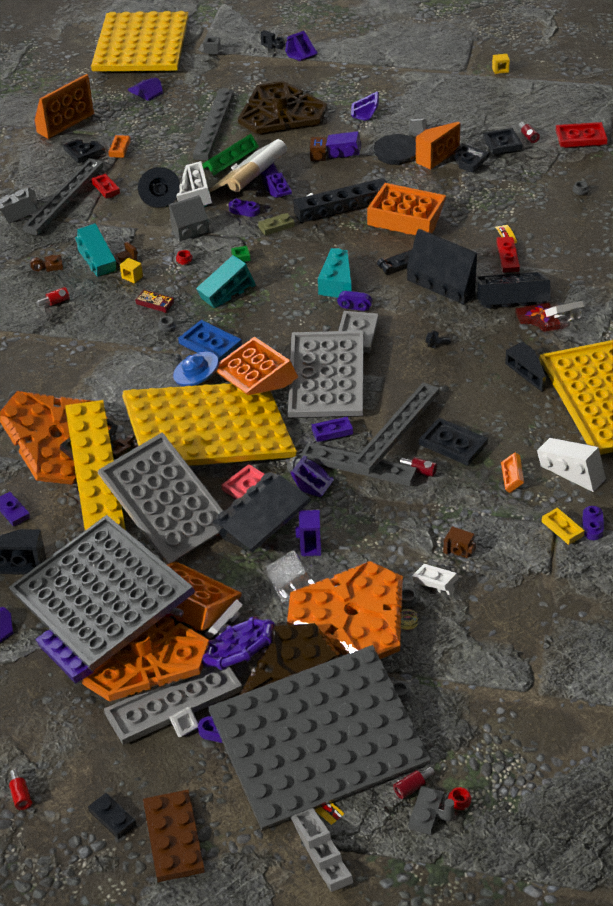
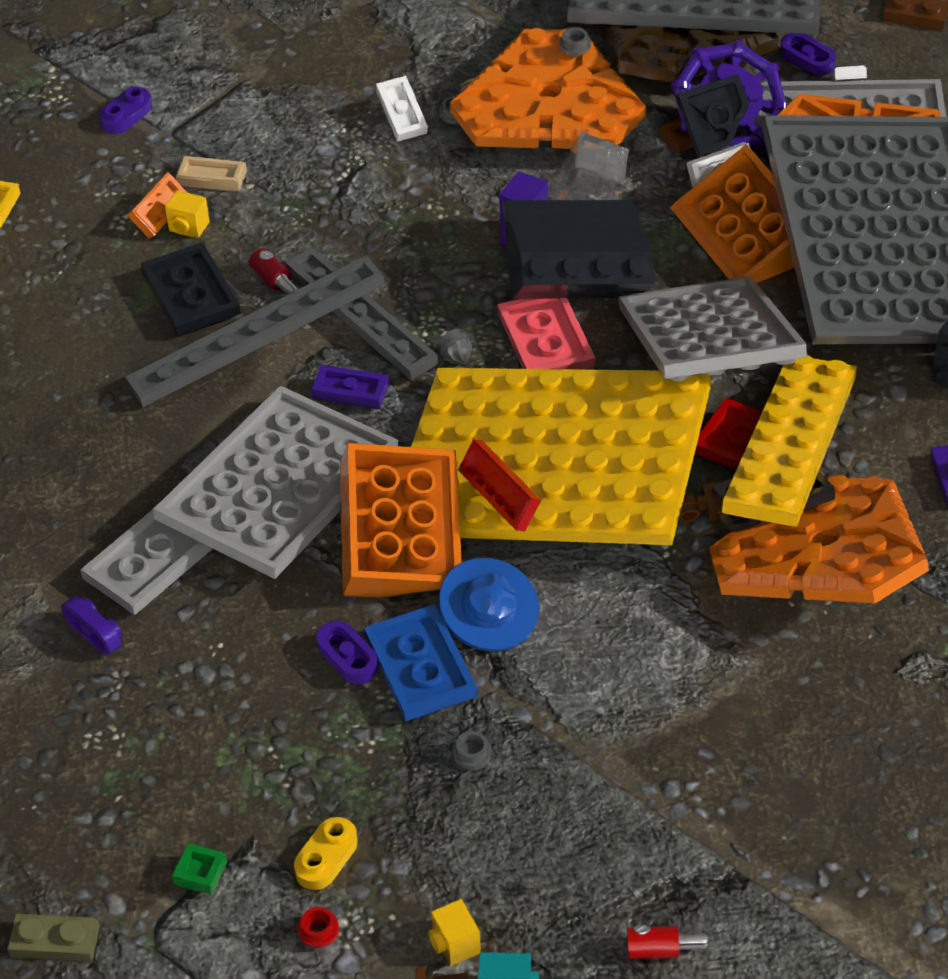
camera: 150 degrees left, 5 degrees up
(154, 301) = (456, 832): tile -> none
(198, 275) = (328, 850): none -> yellow plate
(208, 384) = (499, 485): none -> red plate
(225, 282) = (292, 779): teal wedge -> none
(238, 617) = (713, 113): none -> black plate
(243, 331) = (350, 654): none -> dark purple plate
(311, 477) = (445, 316): dark purple slope -> none
(335, 274) = (68, 702): teal wedge -> none
(354, 631) = (574, 42): none -> dark grey plate
(433, 339) = (39, 479): black plate -> none
(459, 542) = (327, 142): reddish brown brick -> none
(492, 473) = (187, 214): none -> yellow plate
(507, 507) = (211, 173): none -> tan tile
(563, 526) = (171, 114): yellow plate -> none
(573, 462) = (69, 174): white wedge -> none

